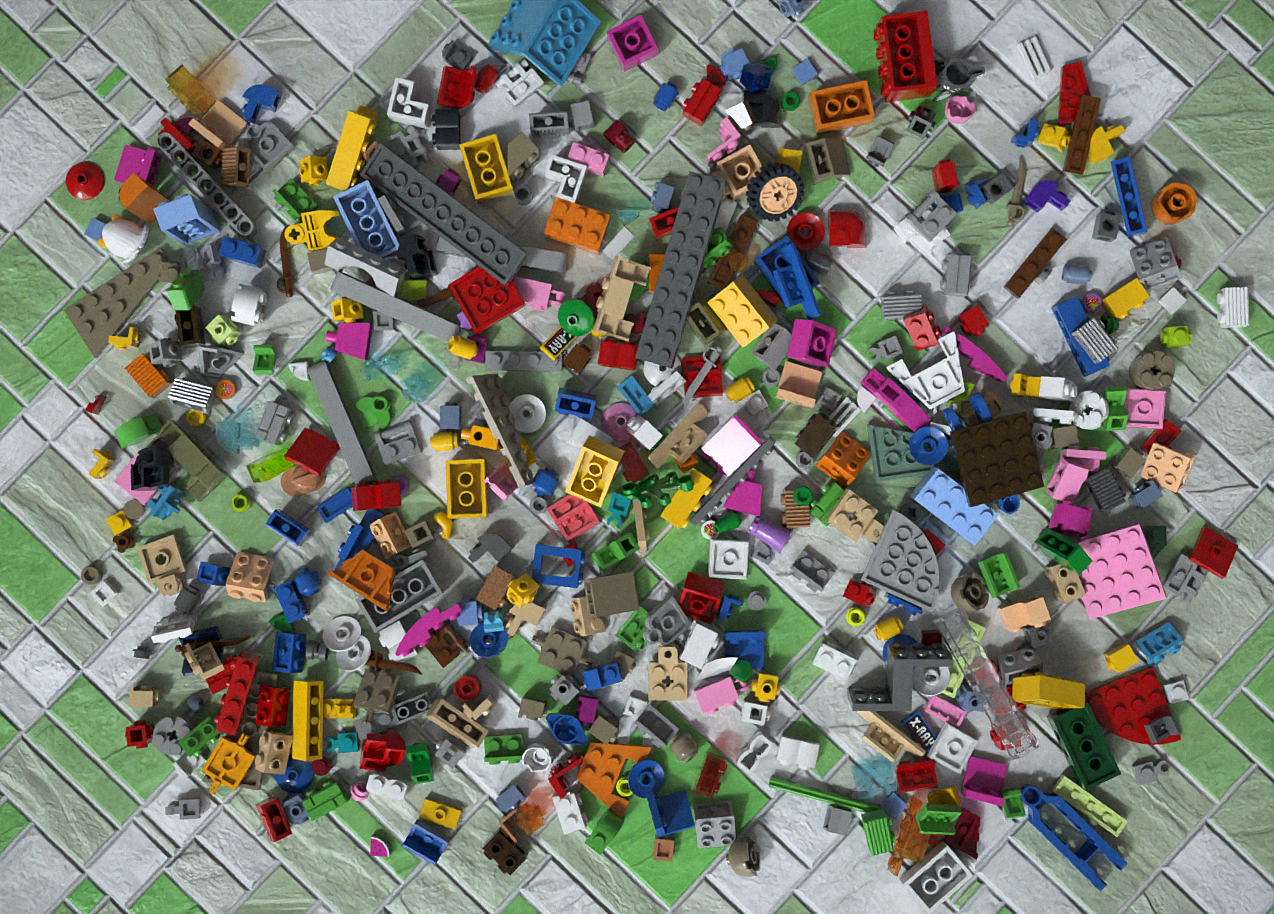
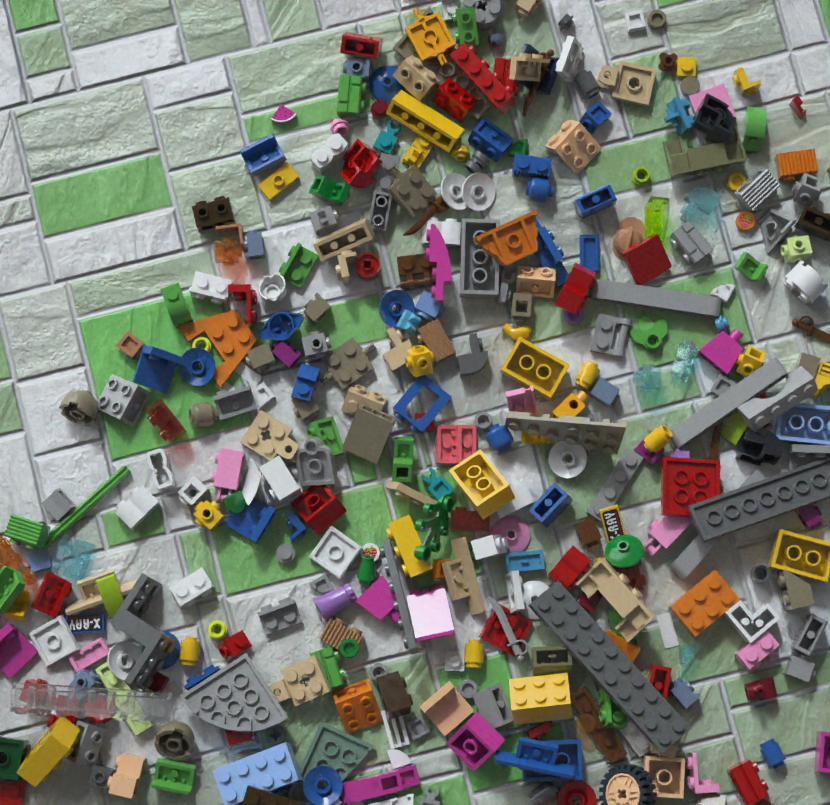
camera: 125 degrees right, 5 degrees down
(316, 670) = (460, 152): none -> yellow plate
(885, 726) = (110, 593): none -> lime slope

